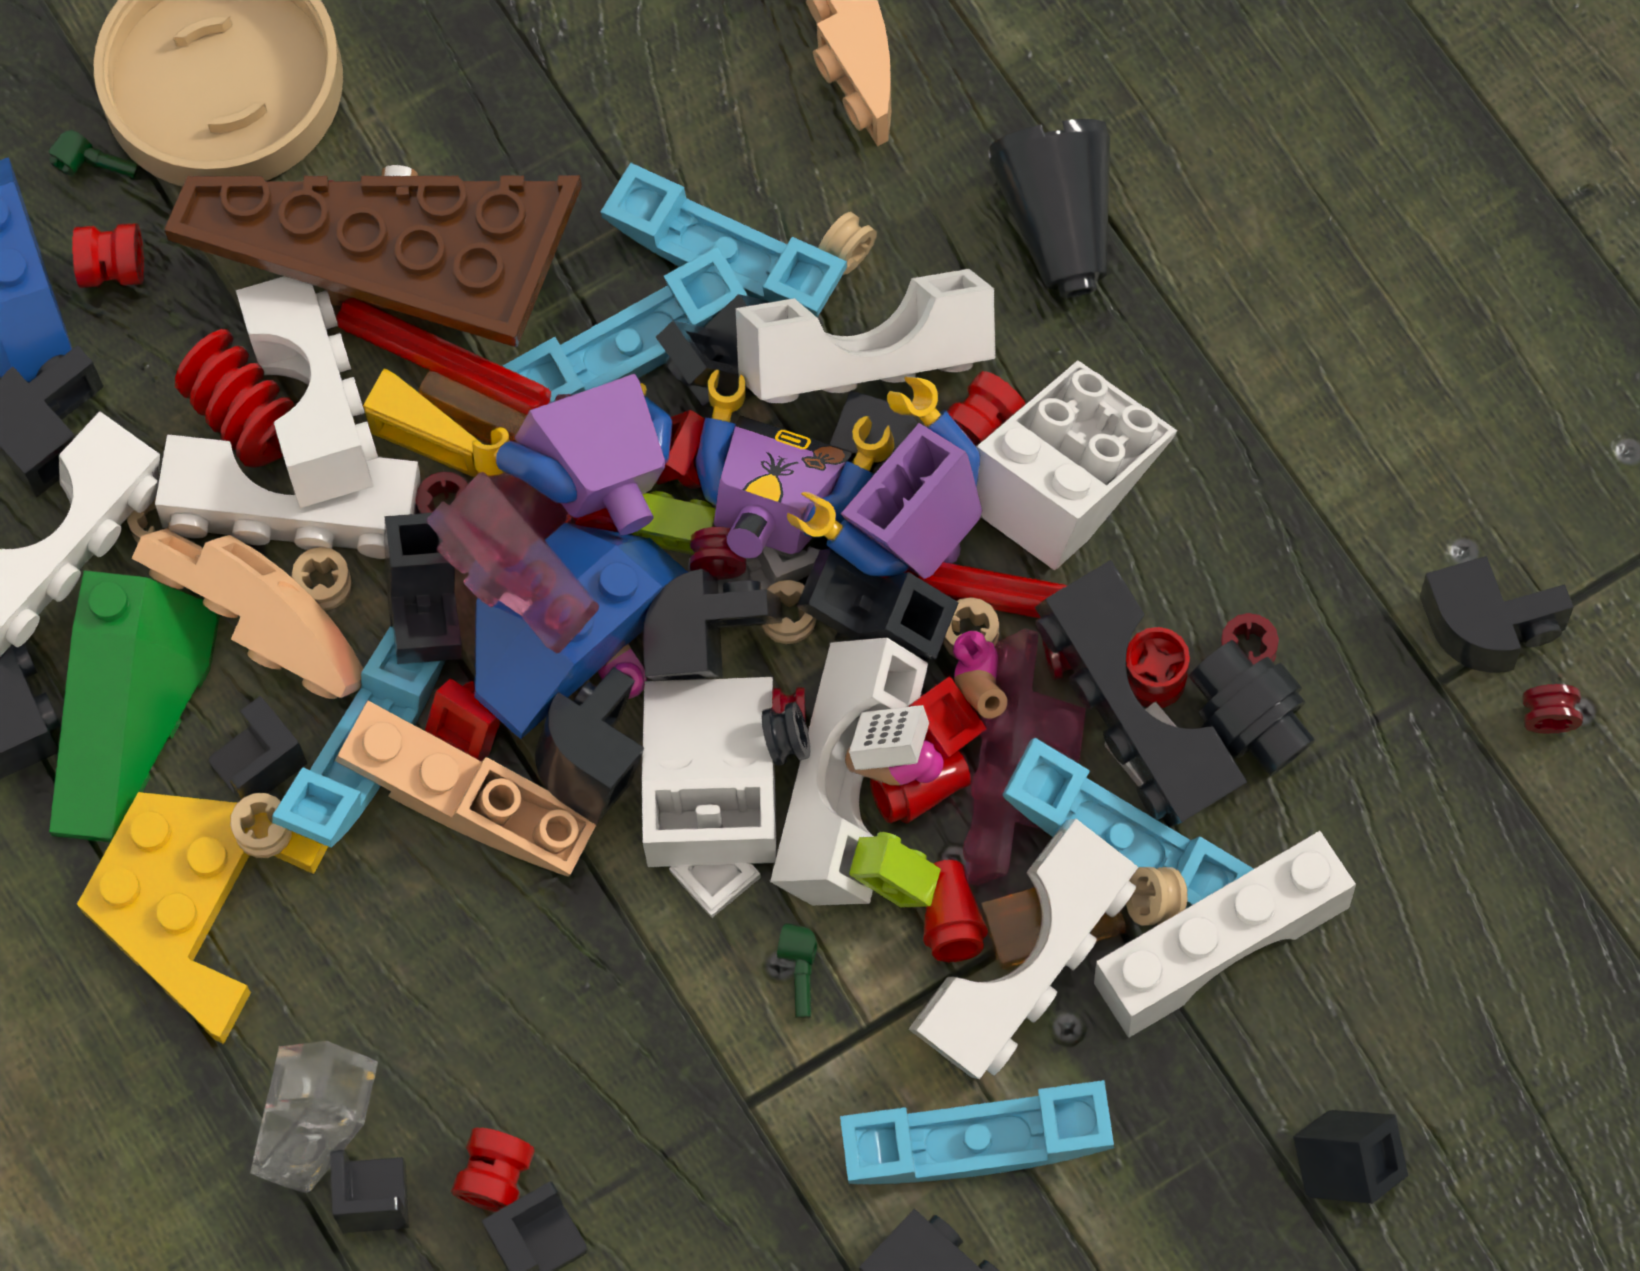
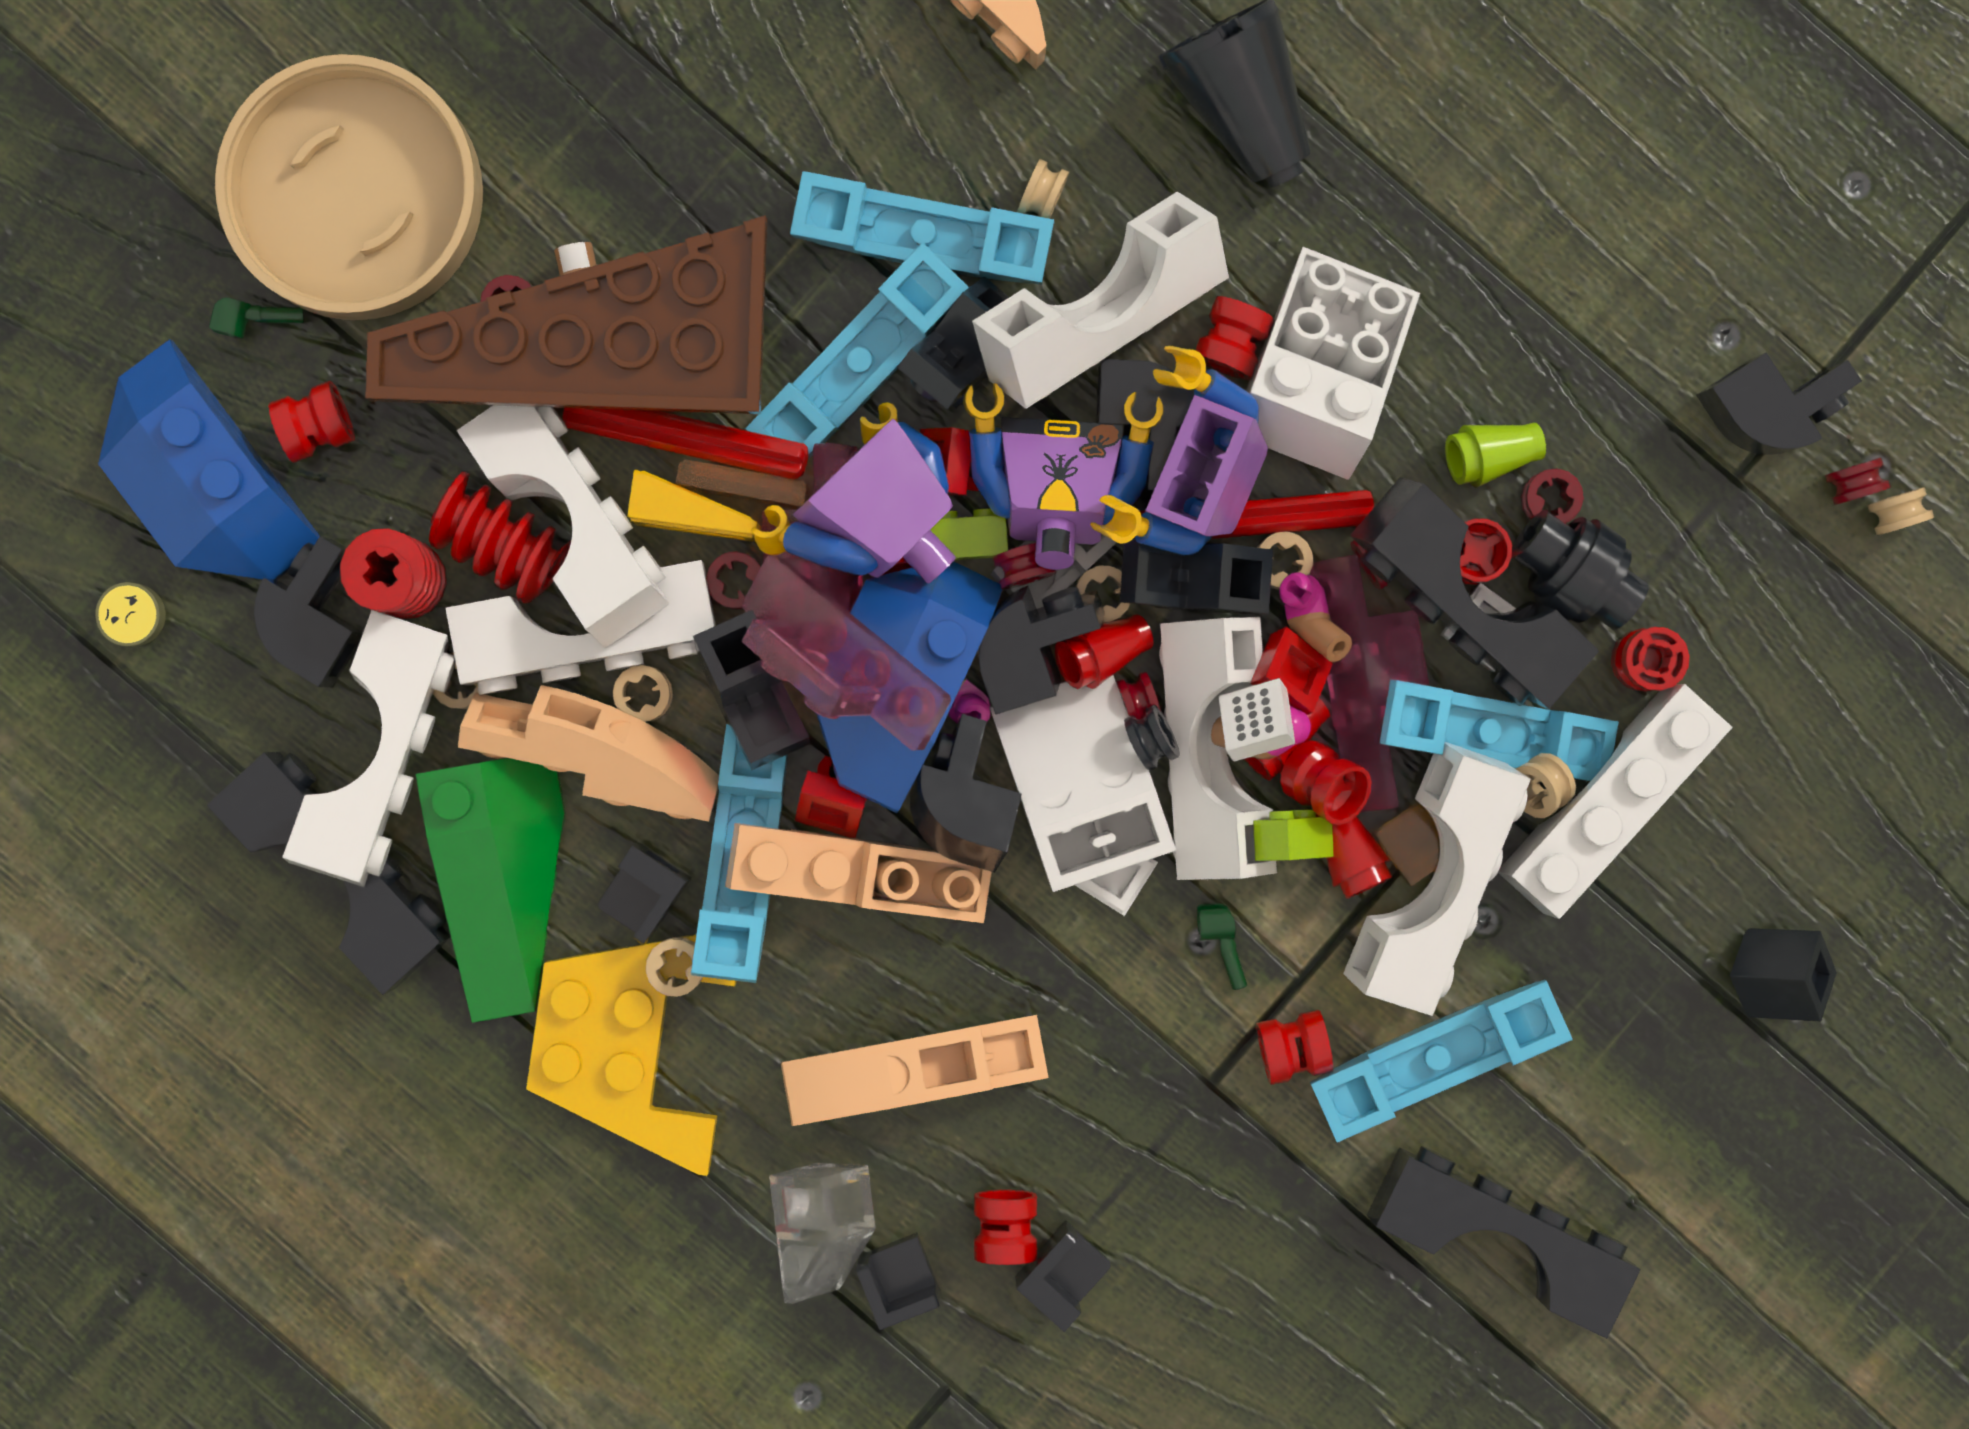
camera: 25 degrees left, 20 degrees up
(132, 389) = (368, 574): none -> red piece
(457, 984) = (914, 1070): none -> light nougat slope
(765, 653) = (1101, 653): none -> red cone
(821, 1081) = (1281, 1052): none -> red wheel
(943, 830) = (1316, 779): none -> red wheel
(1199, 584) = (1490, 451): none -> lime cone
(1298, 823) = (1637, 662): none -> red wheel
(1587, 748) = (1900, 511): none -> tan bush

